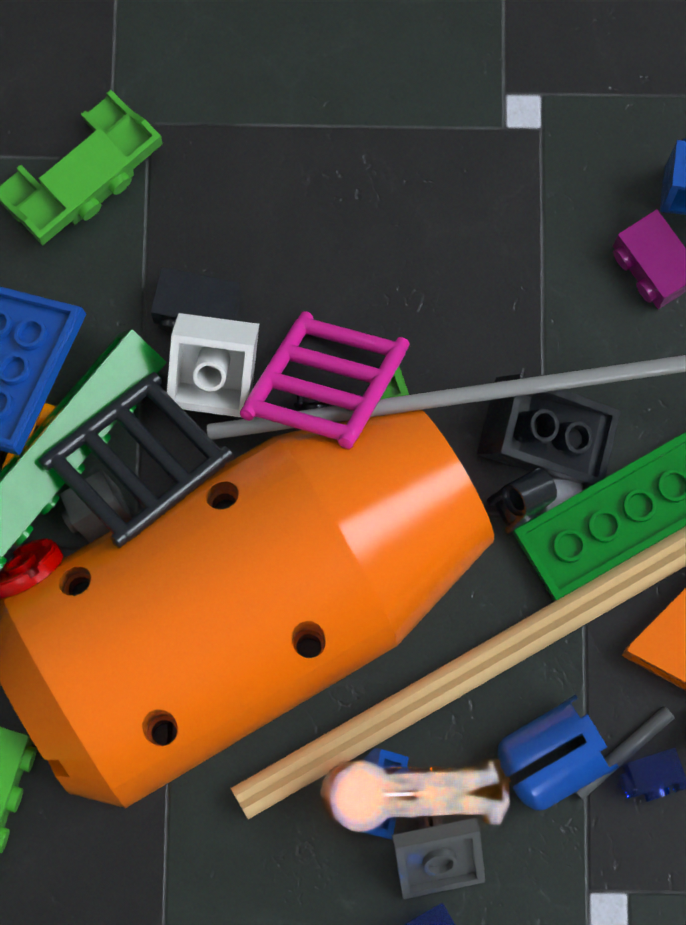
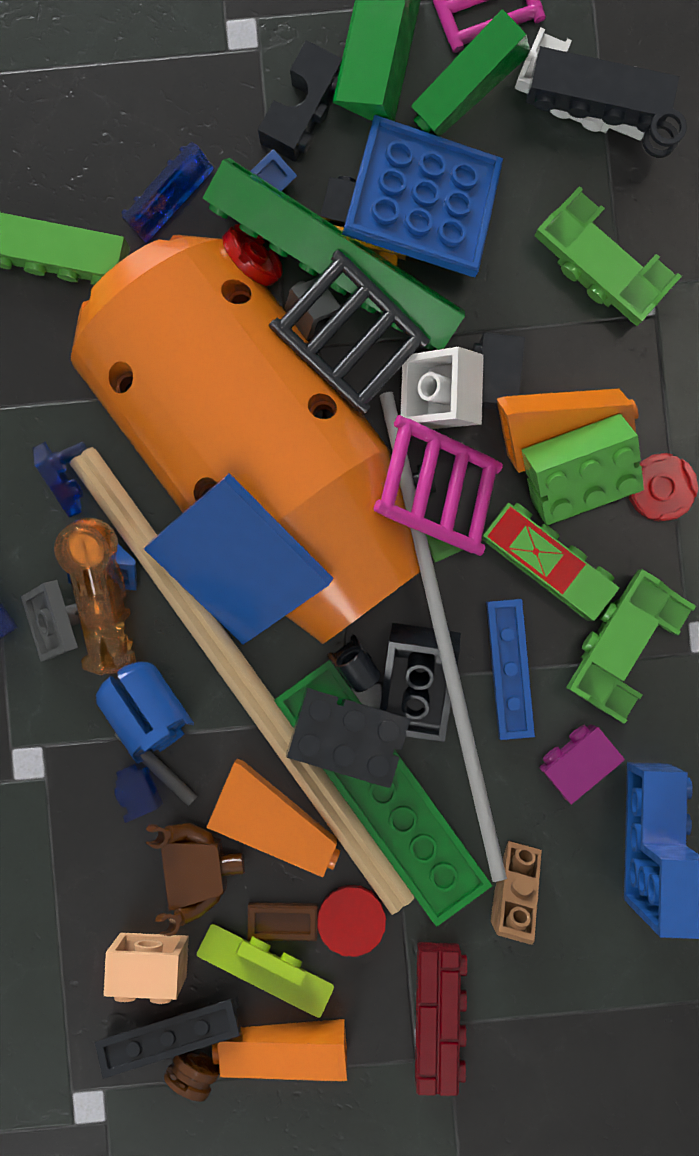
camera: 90 degrees right, 10 degrees up
(254, 831) = (52, 470): none -> clear blue plate
(267, 236) = (540, 417): none -> orange slope
(323, 218) = (583, 469): none -> bright green piece
(349, 138) = (668, 488): none -> red tile
(392, 614) = (237, 560): none -> blue tile
(423, 269) = (550, 562): none -> bright green brick
(521, 199) = (621, 640): none -> bright green bracket
(542, 327) = (510, 669): none -> blue plate
(607, 513) = (347, 738): none -> black piece

